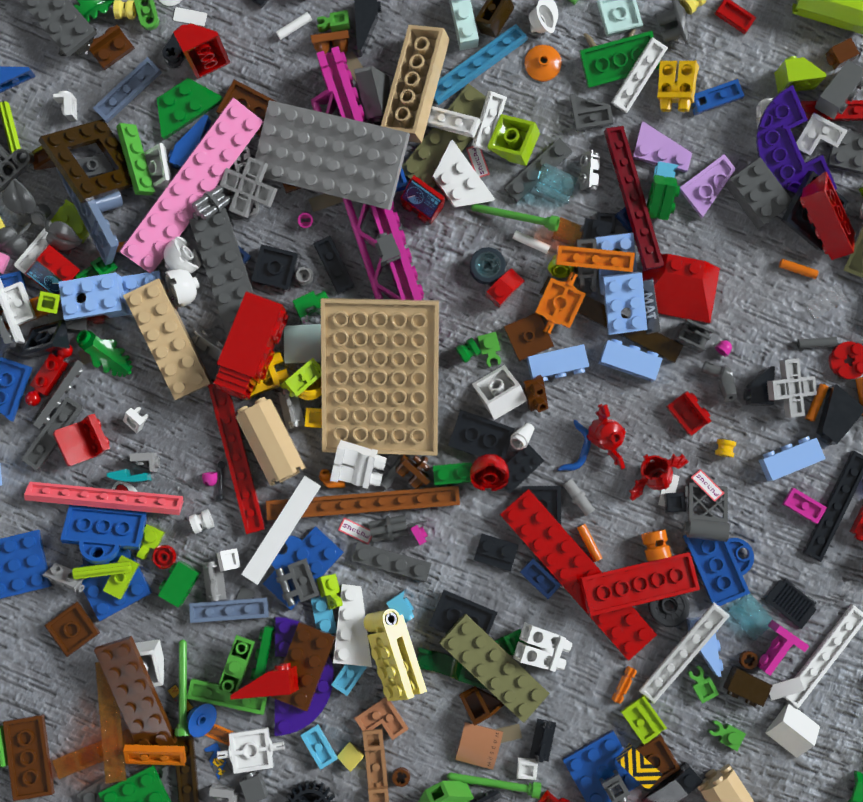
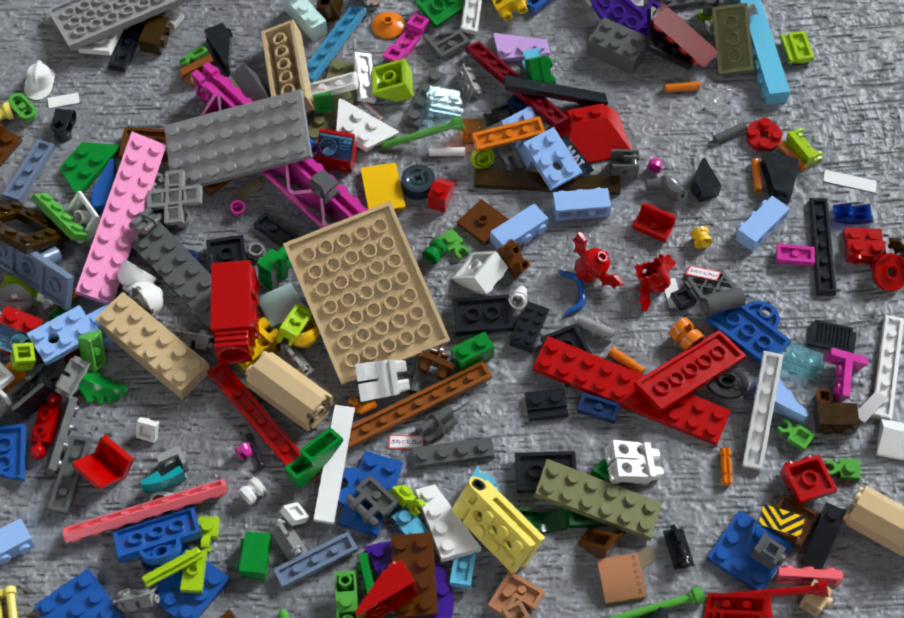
camera: 20 degrees left, 25 degrees down
(88, 341) = (77, 370): none -> light grey hinge
(113, 322) = (92, 350): none -> bright green slope
(159, 561) = (224, 534): red plate -> none
(201, 48) = (87, 105): red slope -> none
(264, 520) = (313, 457): none -> green slope
(294, 25) = (159, 74): white piece -> none
(313, 418) = (320, 360): yellow plate -> none
(419, 534) = (466, 416): dark pink plate -> none
(433, 138) = (323, 102): none -> green tile
(451, 257) = (382, 186): none -> yellow tile
(489, 472) = (506, 332): red cylinder -> none
(527, 768) = (678, 580): white tile -> none
(551, 93) = (408, 40): none -> dark pink slope
(560, 303) = (496, 182): orange plate -> none
(643, 719) = (760, 487): lime plate -> none
(666, 225) = (554, 91): none -> black tile
(688, 734) = (808, 479): none -> red plate
(707, 184) = (572, 56): lavender wing -> none
(792, 388) = (725, 166): light grey plate -> none

